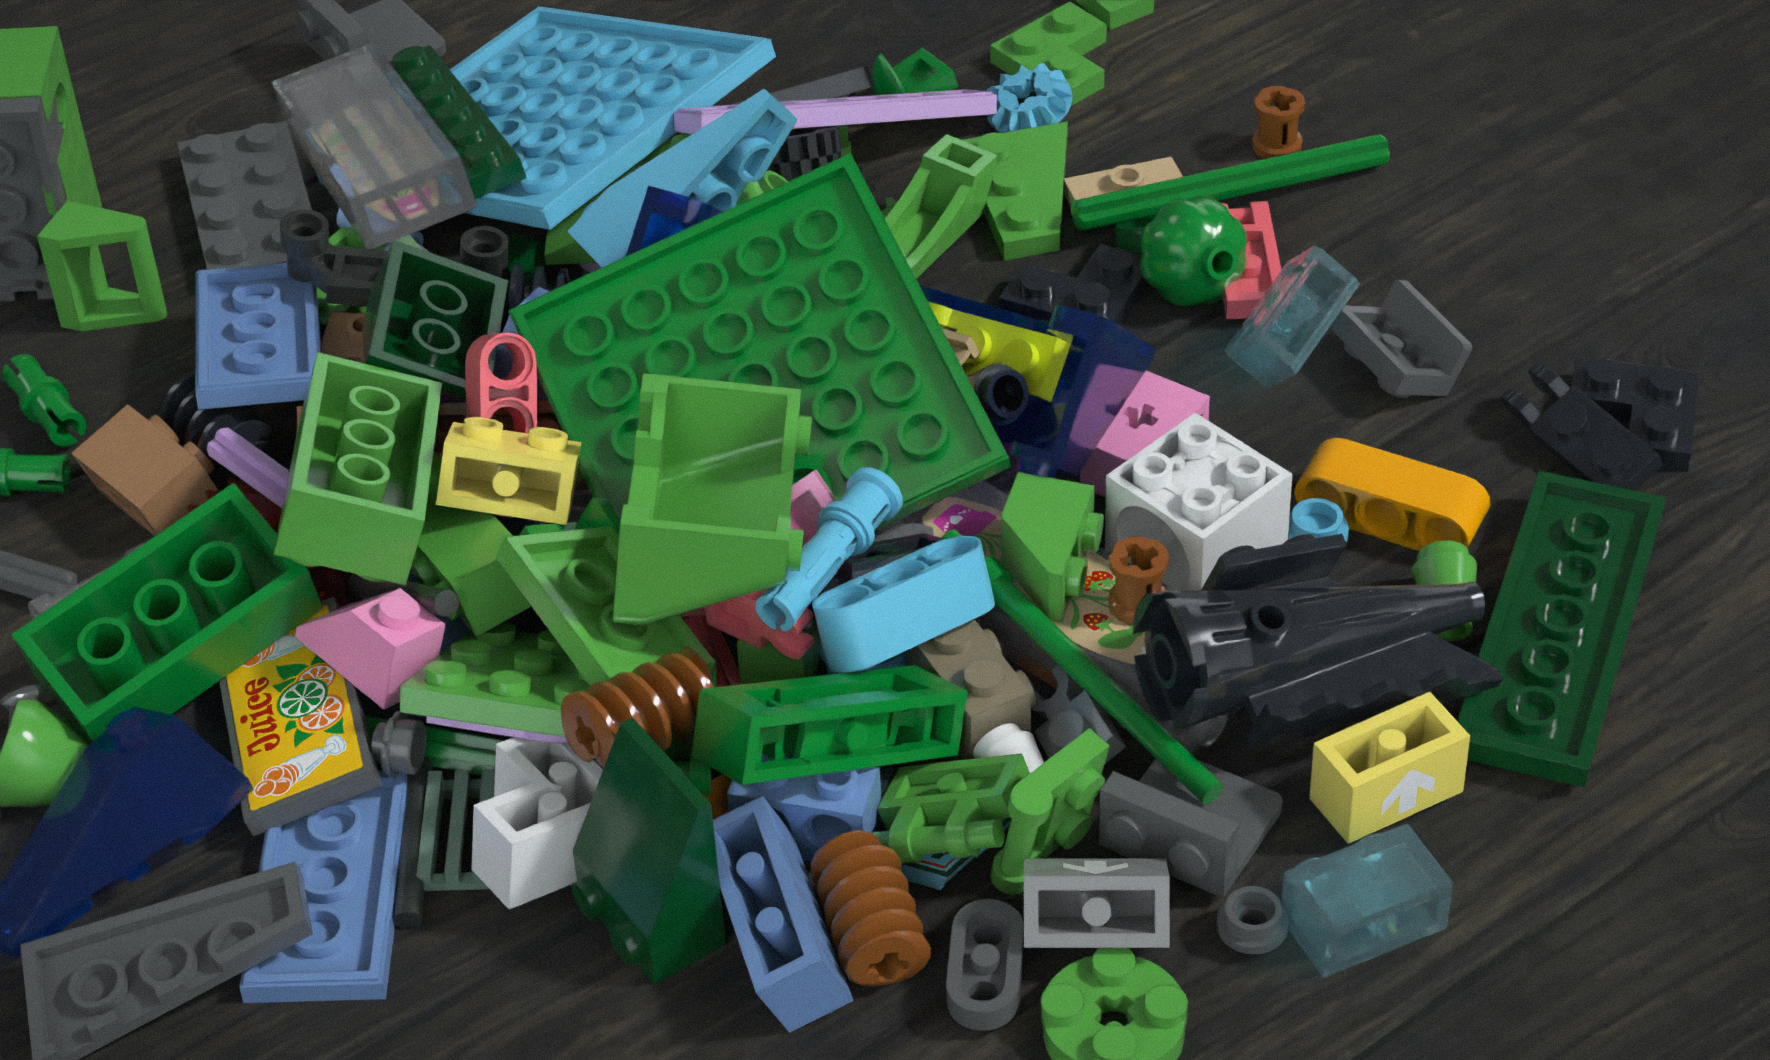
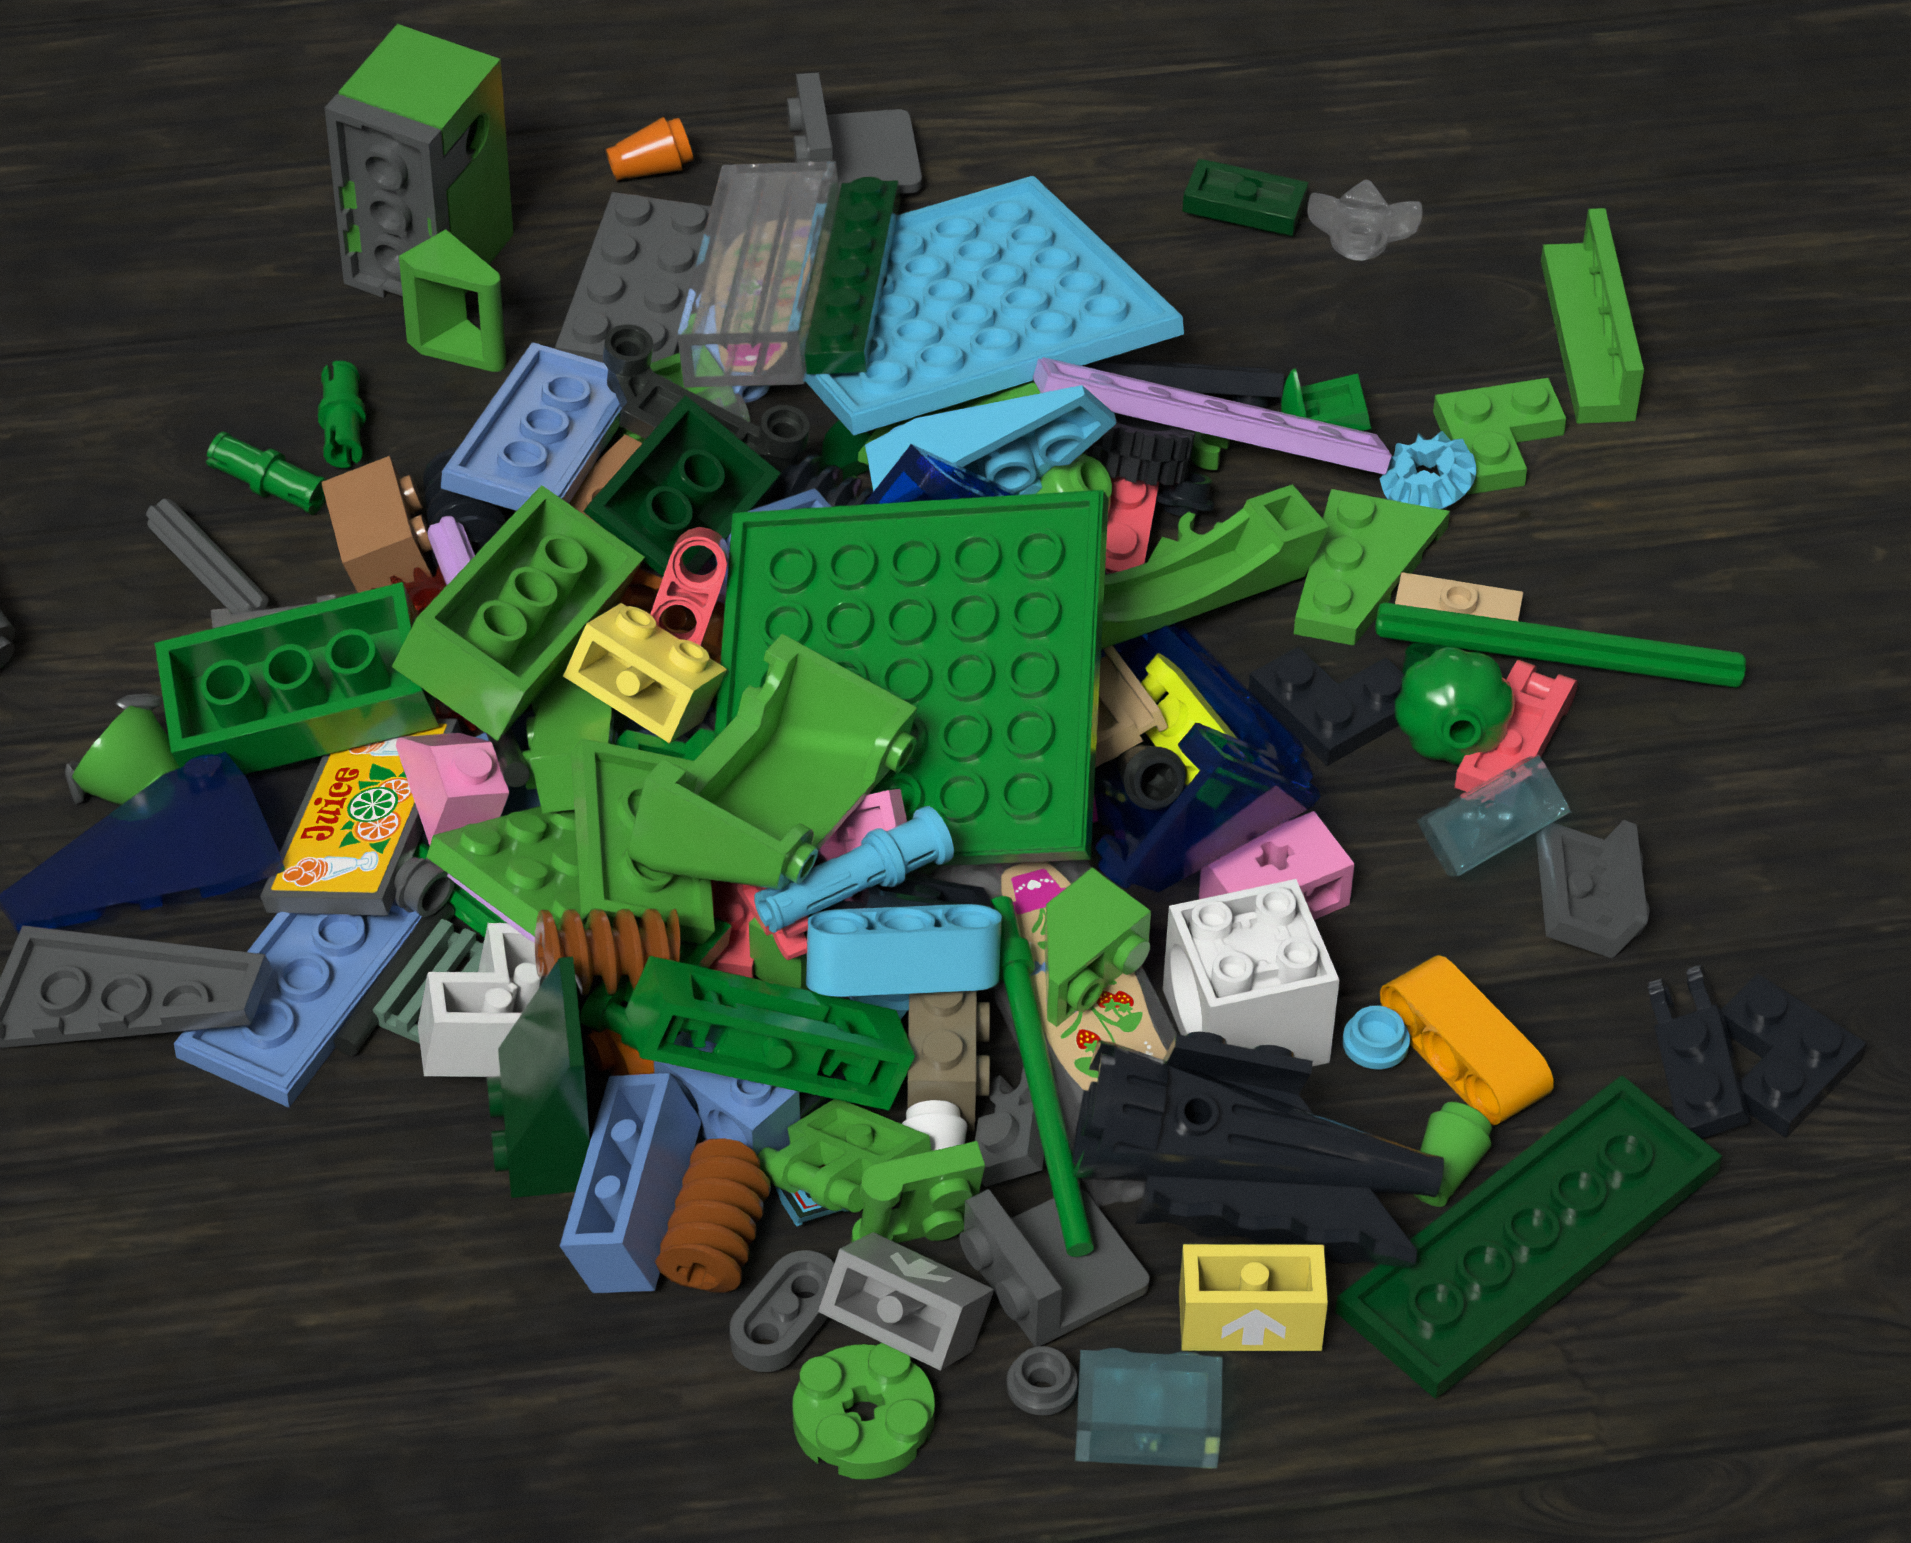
camera: 25 degrees right, 5 degrees up
(193, 98) = (651, 151): none -> orange cone
(1135, 581) = (1154, 1009): dark orange bush -> none
(1278, 122) = (1635, 610): dark orange bush -> none

